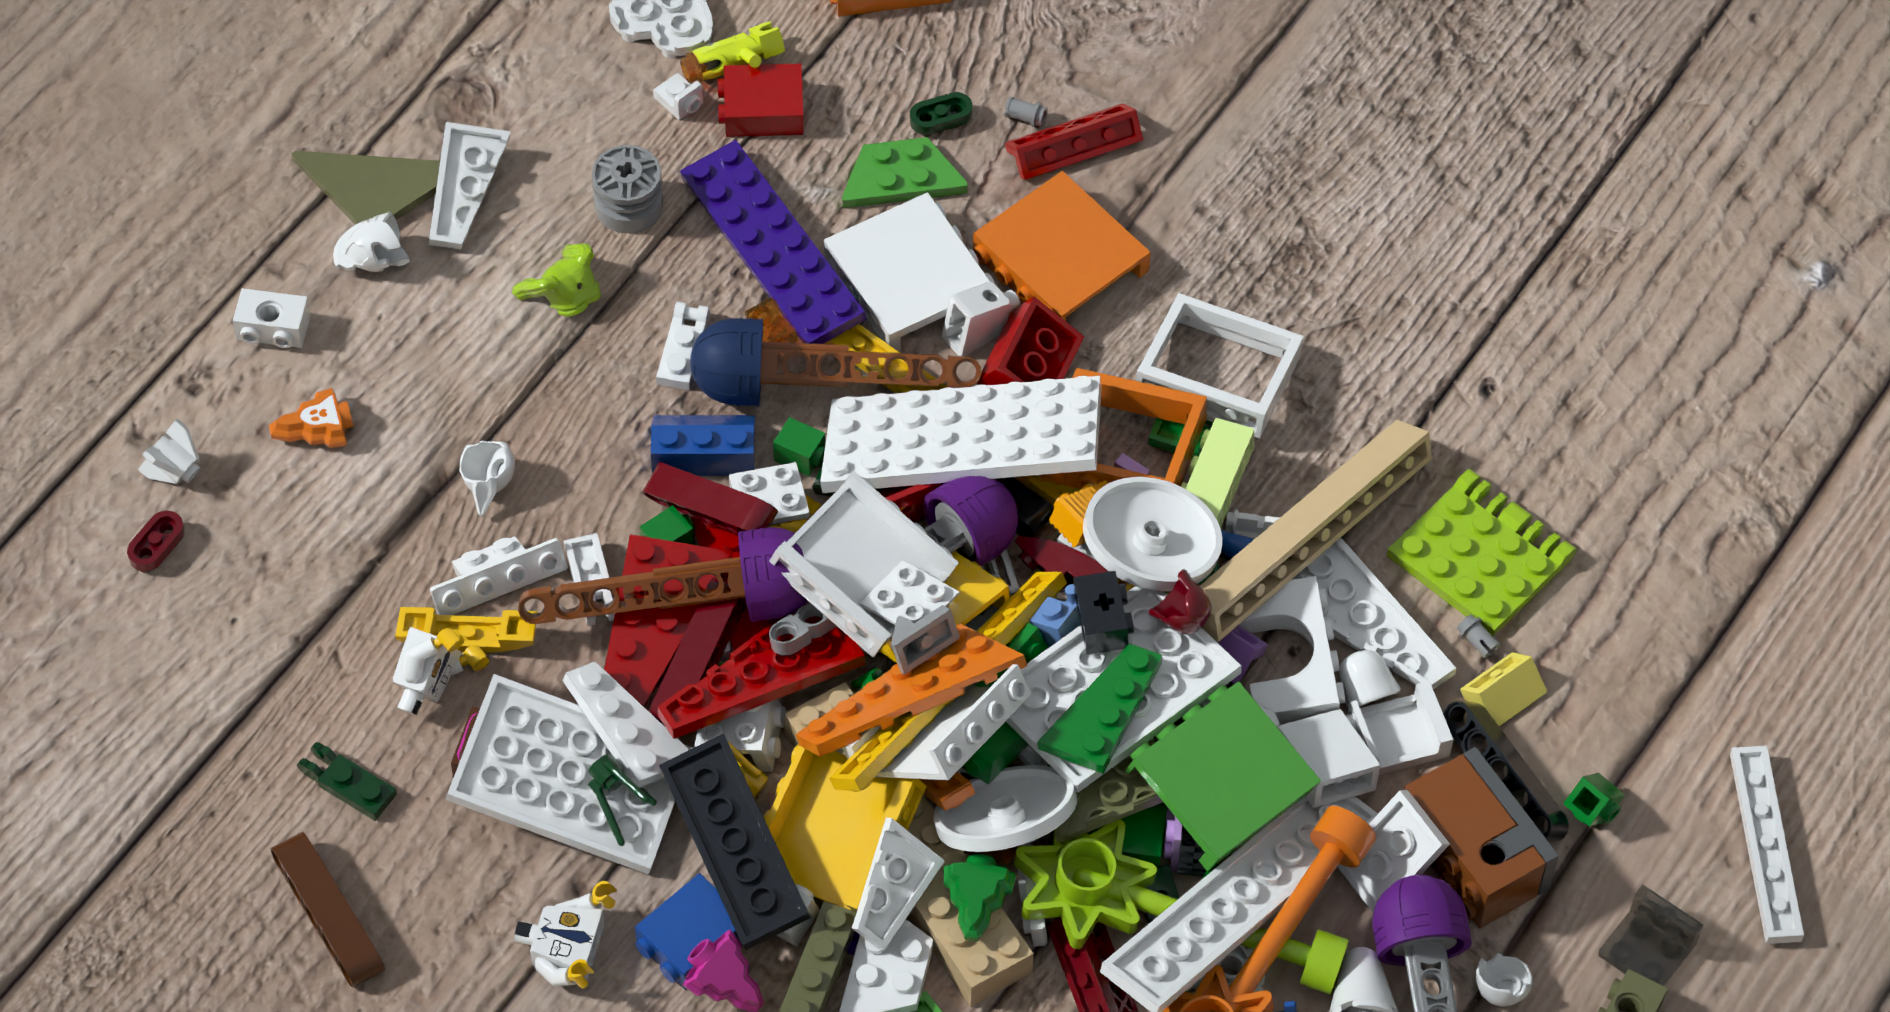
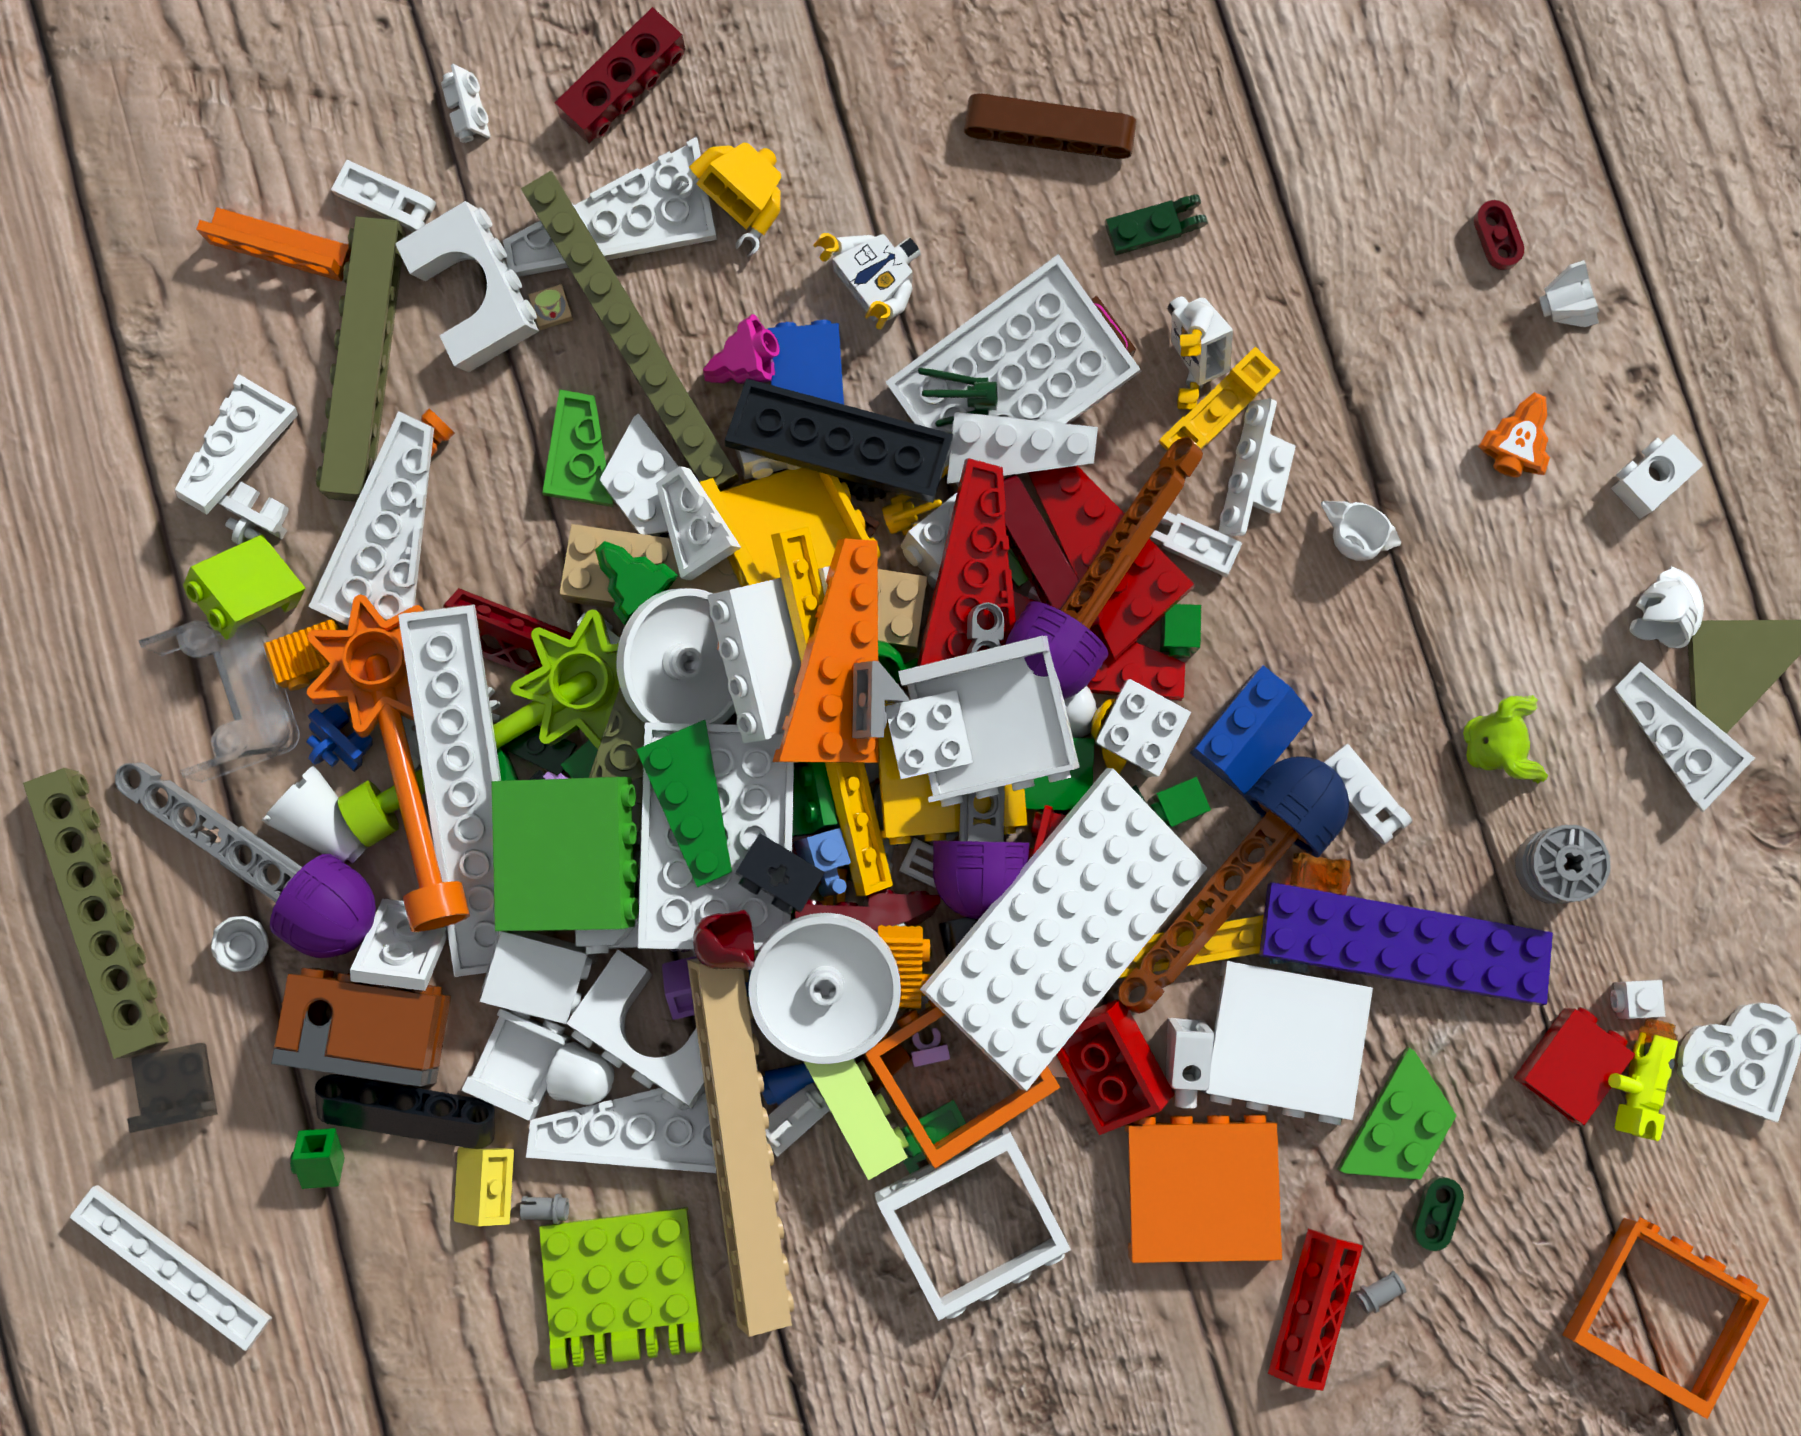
camera: 130 degrees right, 25 degrees up
(708, 500) = (1172, 670): dark red beam -> none

